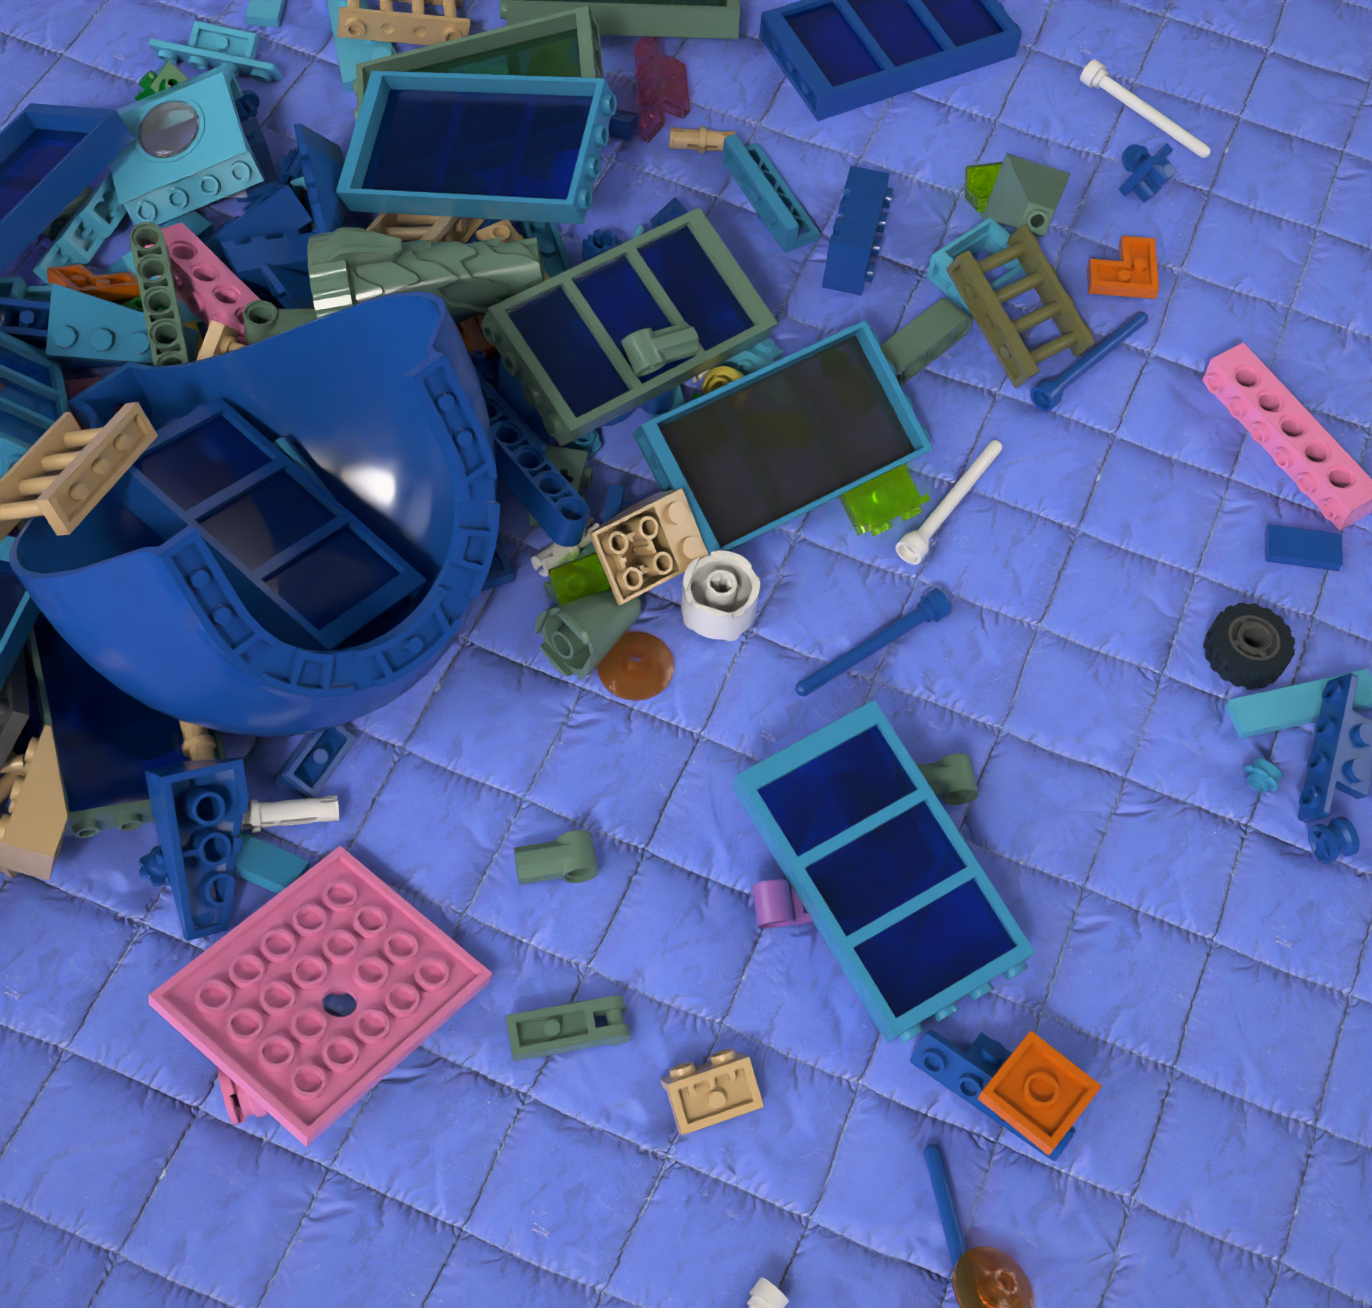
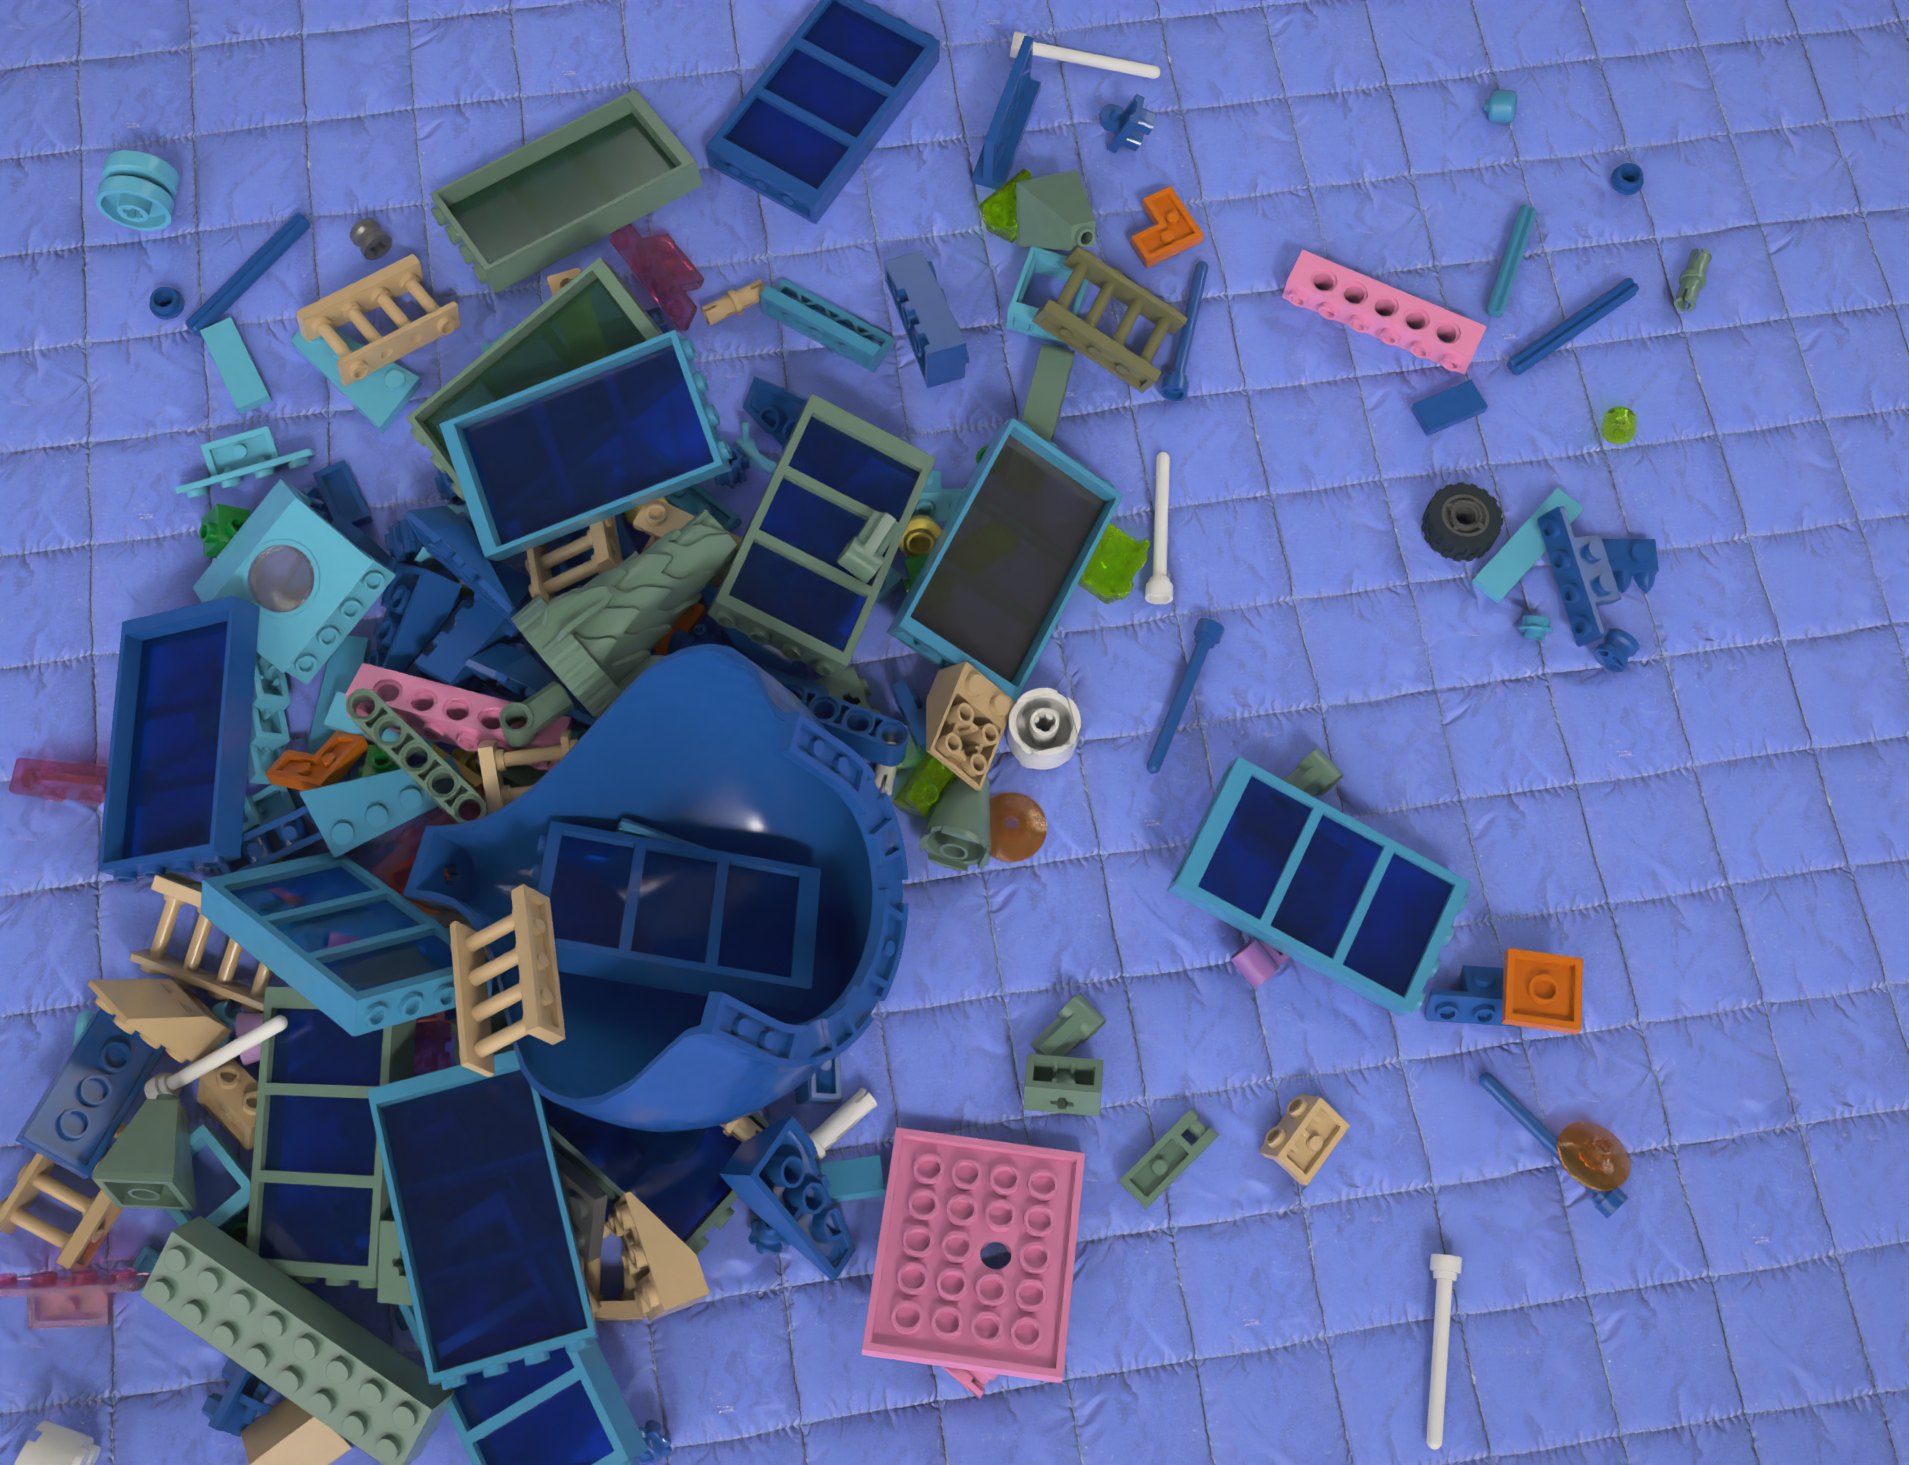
camera: 30 degrees left, 10 degrees up
(277, 116) = (342, 494): none -> blue tile
(514, 899) = (1063, 1085): none -> sand green brick
(1043, 111) = (1008, 121): none -> blue fence

